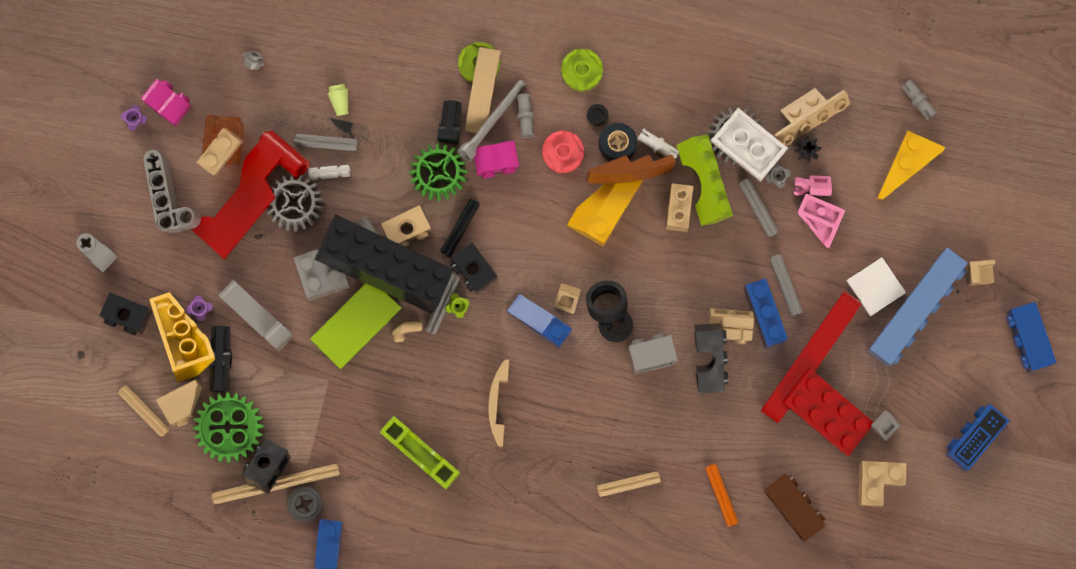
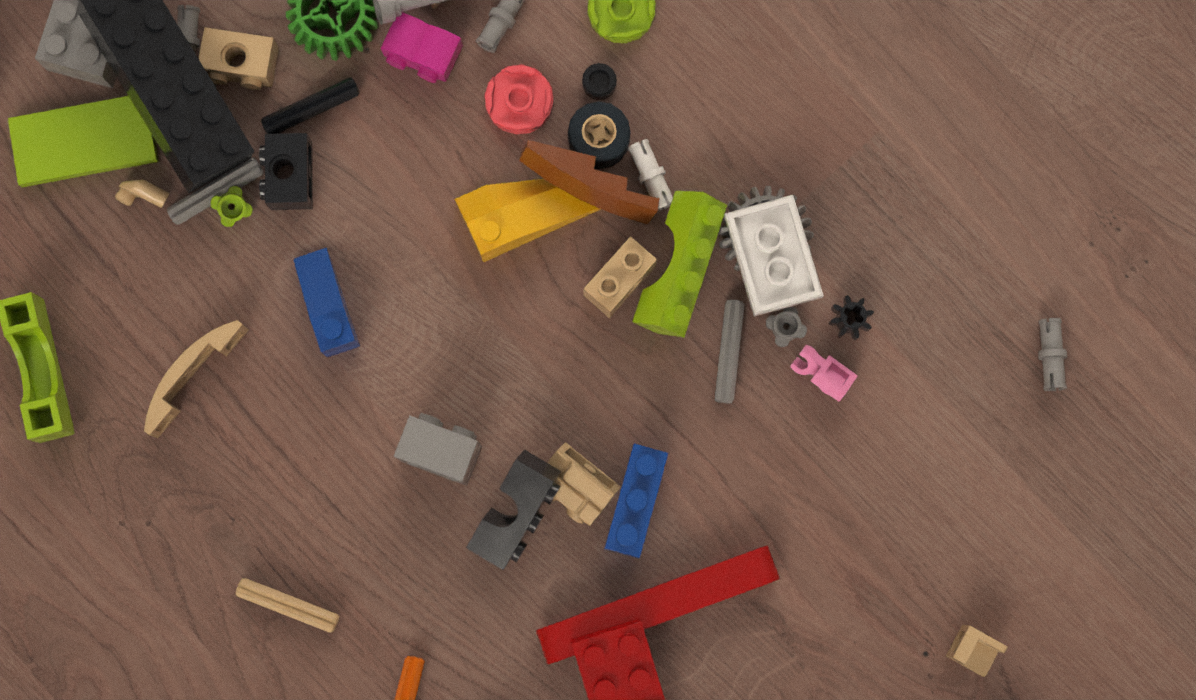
camera: 35 degrees right, 0 degrees up
(567, 298) = (385, 297): tan slope -> none
(606, 287) = (430, 314): black tyre -> none
(614, 335) = (411, 366): black gear -> none
(786, 285) = (693, 482): light grey axle -> none
(808, 113) = (887, 270): tan bracket -> none
(821, 218) = (804, 423): bright pink wing -> none
(875, 286) = (815, 569): white tile -> none
(911, 157) = (987, 426): yellow wing -> none
(917, 307) = (854, 638): medium blue brick -> none

